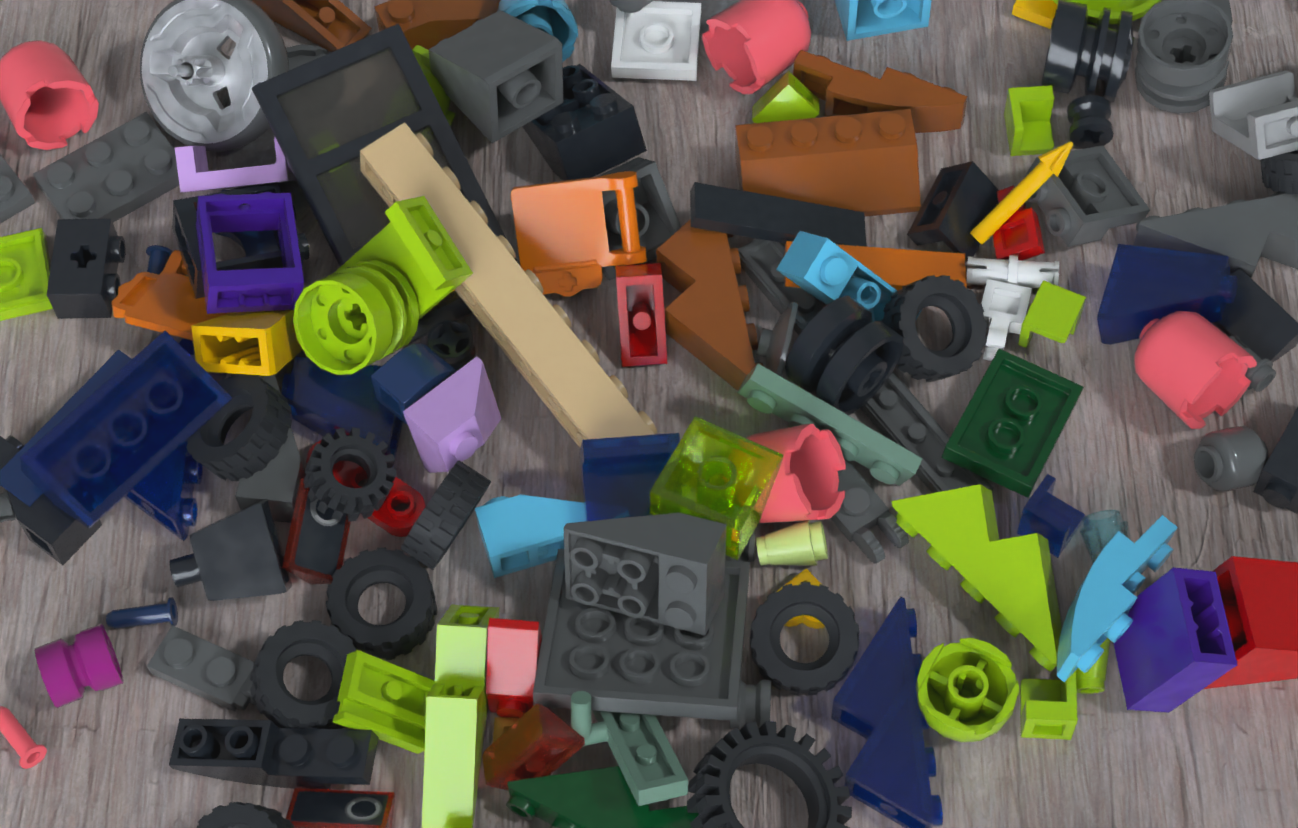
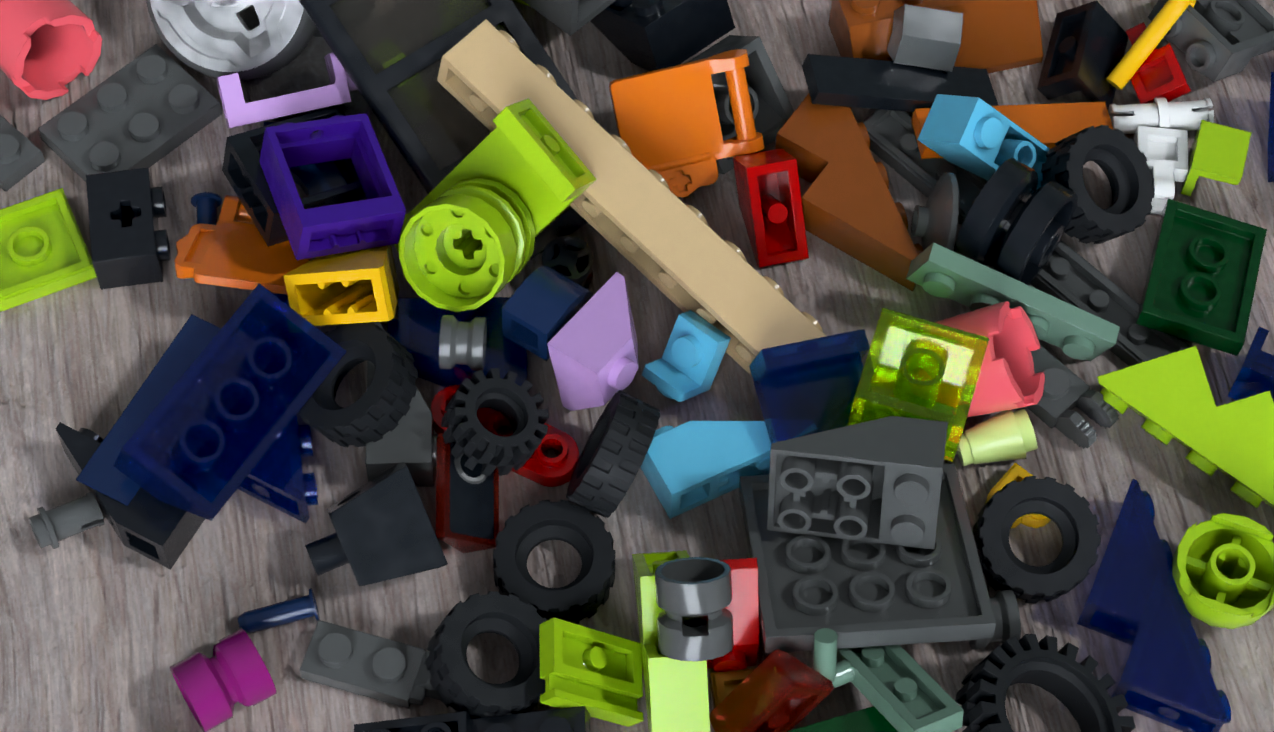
camera: 15 degrees left, 0 degrees up
(336, 402) = (462, 343): none -> dark grey wheel
(473, 658) = (694, 613): none -> dark grey wheel
(536, 441) = (688, 359): none -> medium azure bracket
(807, 178) = (925, 37): none -> dark grey piece

